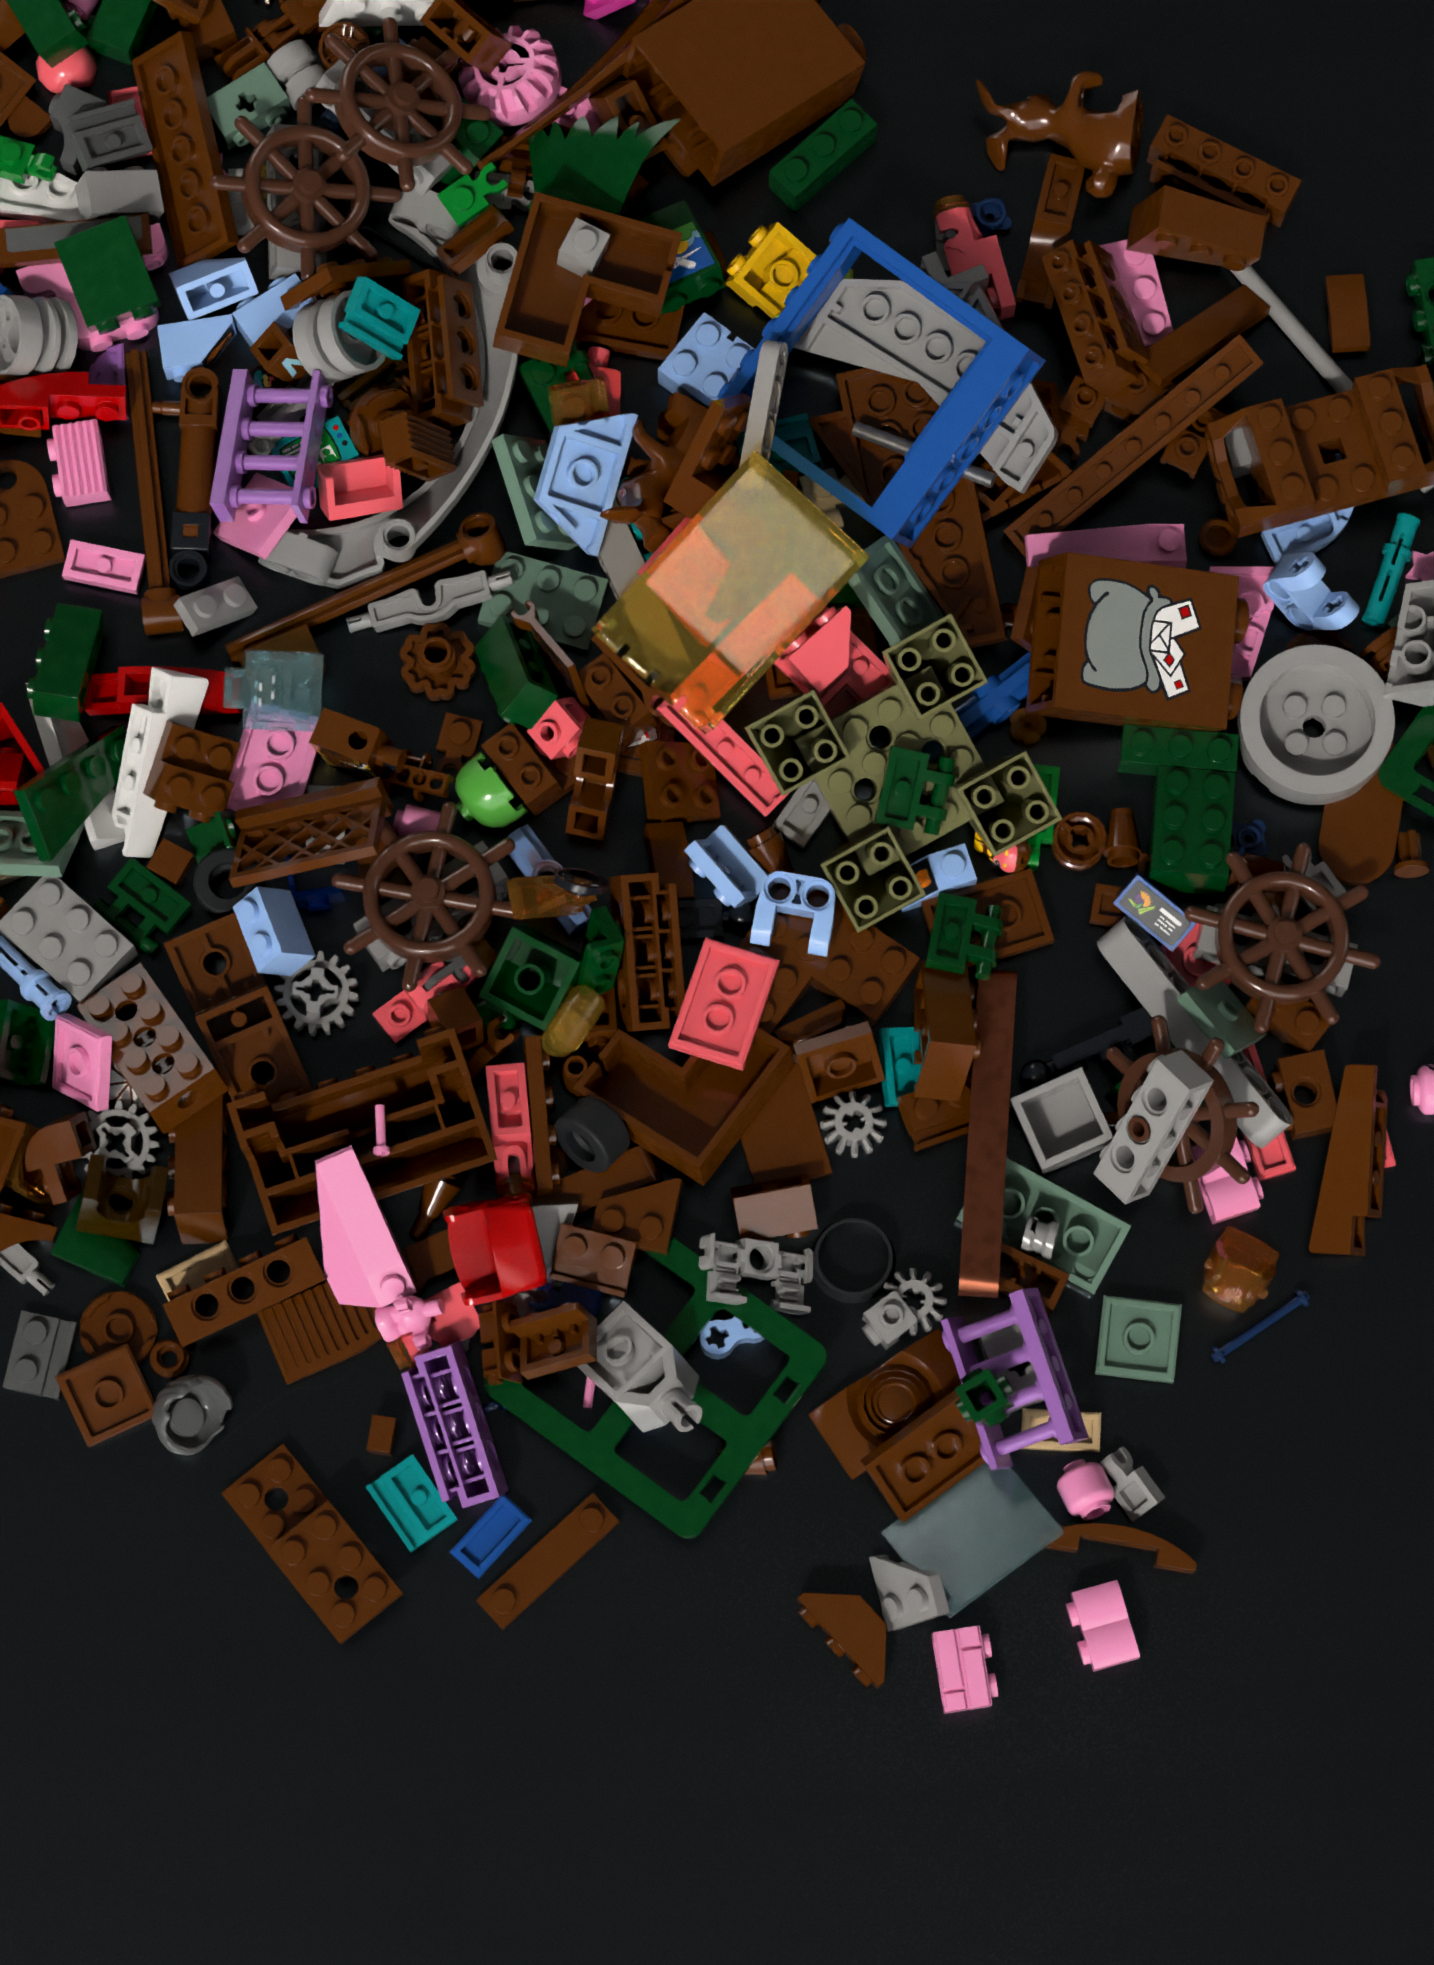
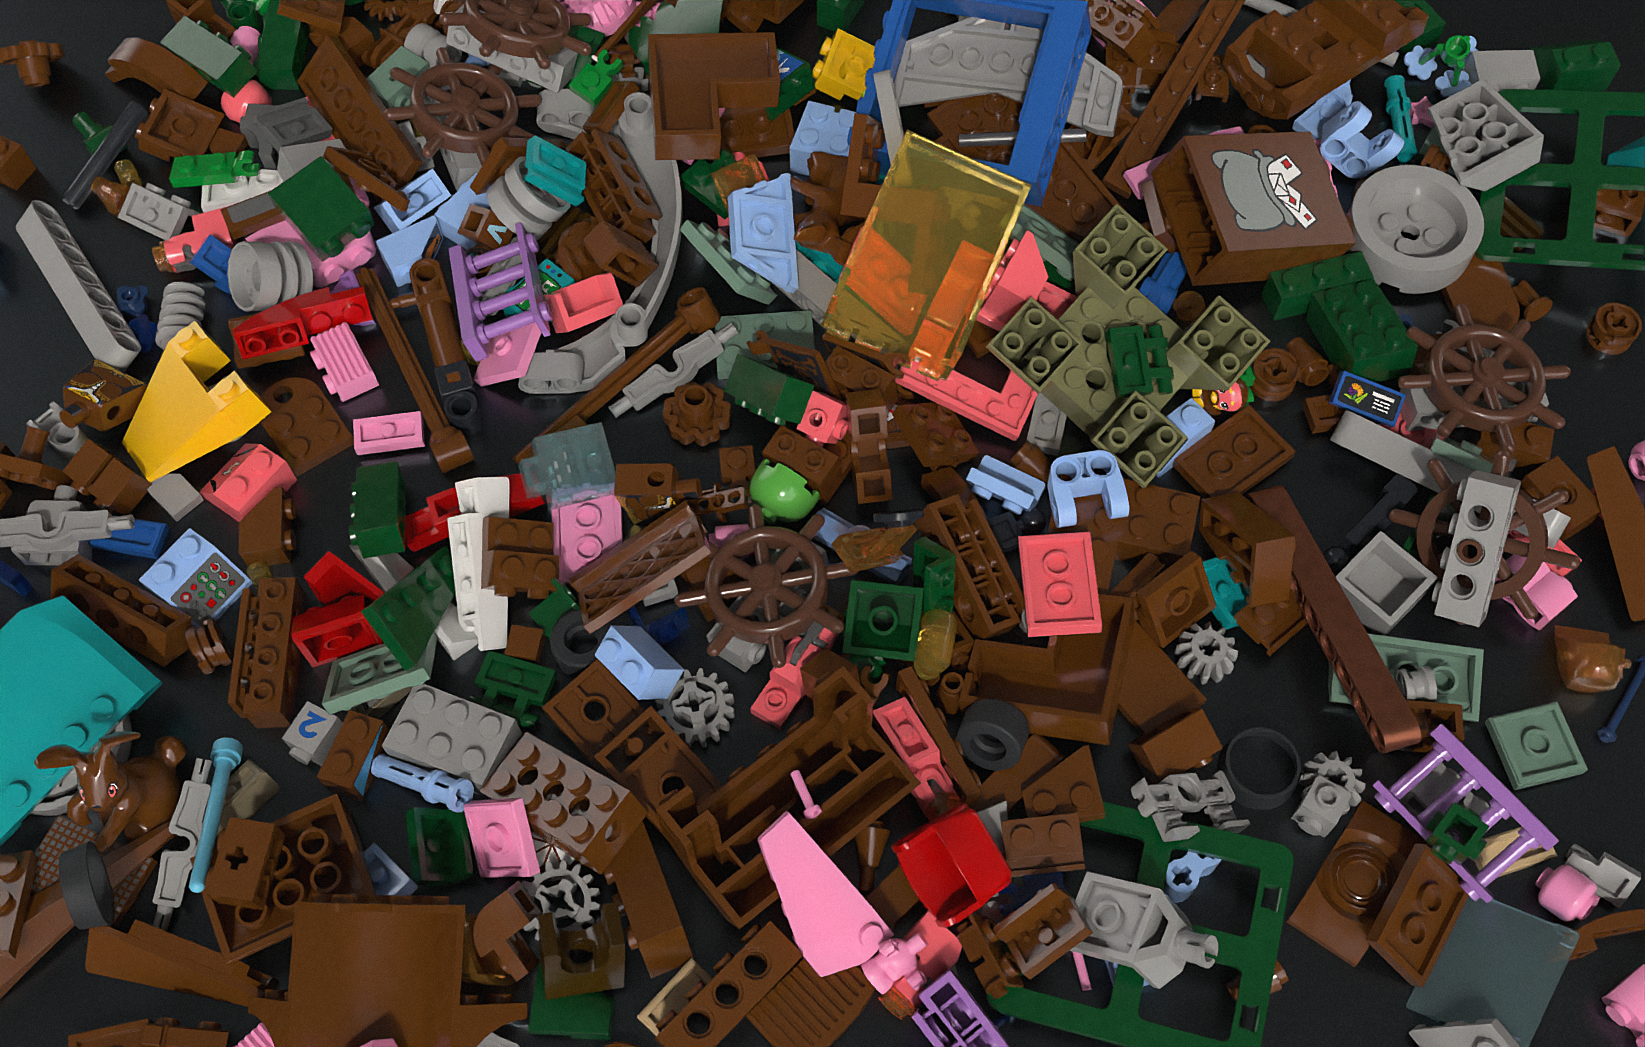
camera: 20 degrees left, 15 degrees down
(171, 245) = (367, 174): none -> reddish brown wing
(215, 606) = (494, 429): light grey plate -> none
(583, 248) = (699, 65): light grey brick -> none
(952, 932) = (1217, 469): dark green plate -> none

